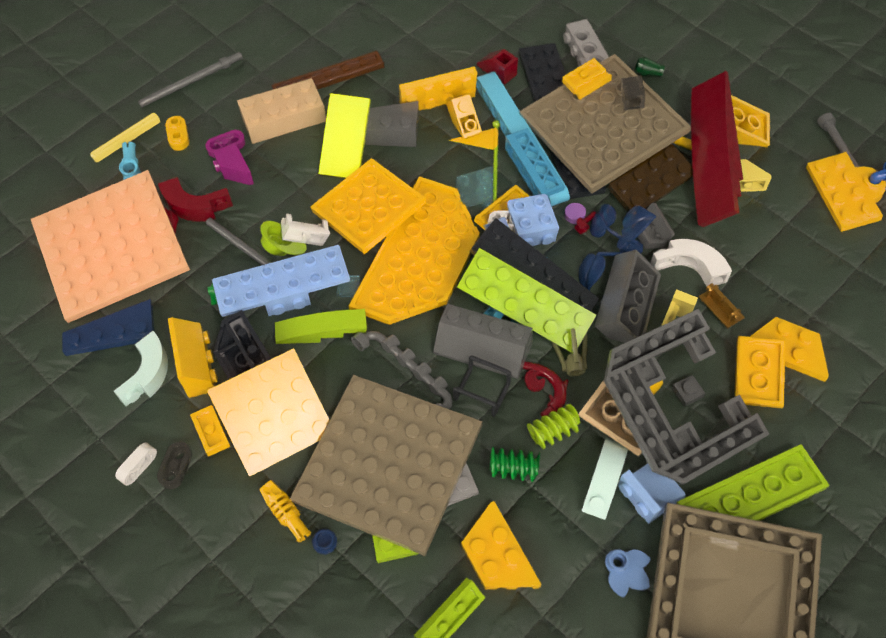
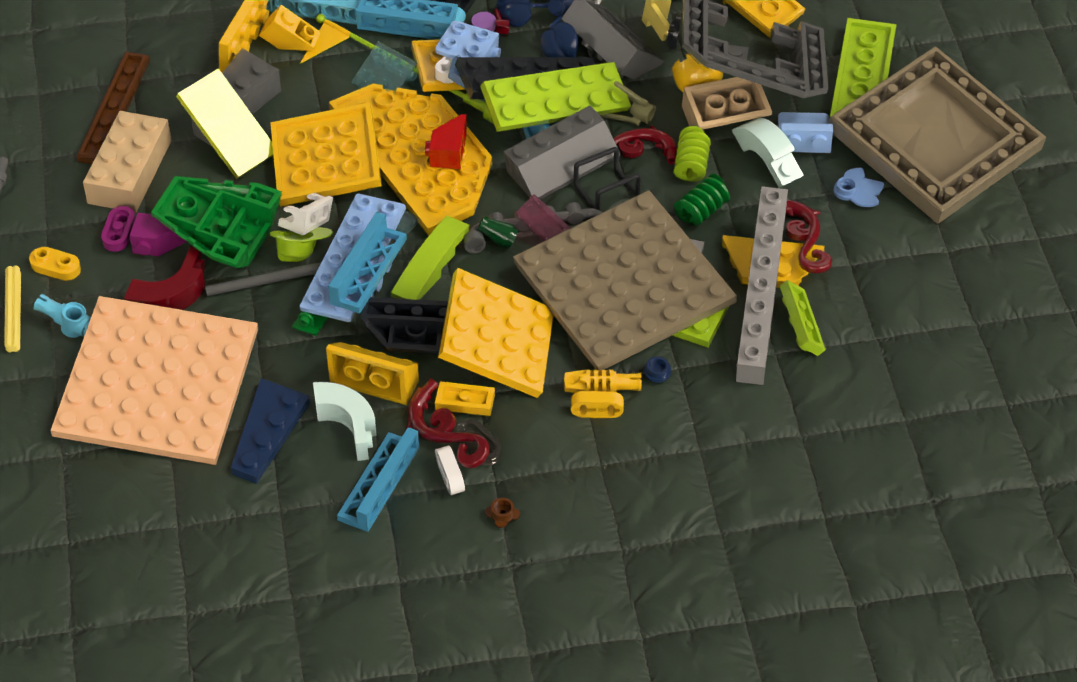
camera: 55 degrees left, 10 degrees down
(107, 429) = (383, 484): none -> dark azure fence
(114, 521) = (502, 505): none -> reddish brown plate
(166, 435) = (447, 423): none -> dark red plant
(257, 187) = (219, 218): none -> green wedge
(259, 521) = (597, 404): none -> yellow beam
(265, 286) = (359, 258): none -> dark azure fence
(378, 350) = (498, 231): none -> dark green cone
(408, 371) = (541, 219): none -> clear pink tile
(429, 266) = (448, 144): none -> red slope
(450, 565) = (762, 286): none -> light grey brick
(541, 565) = (796, 230): none -> dark red plant

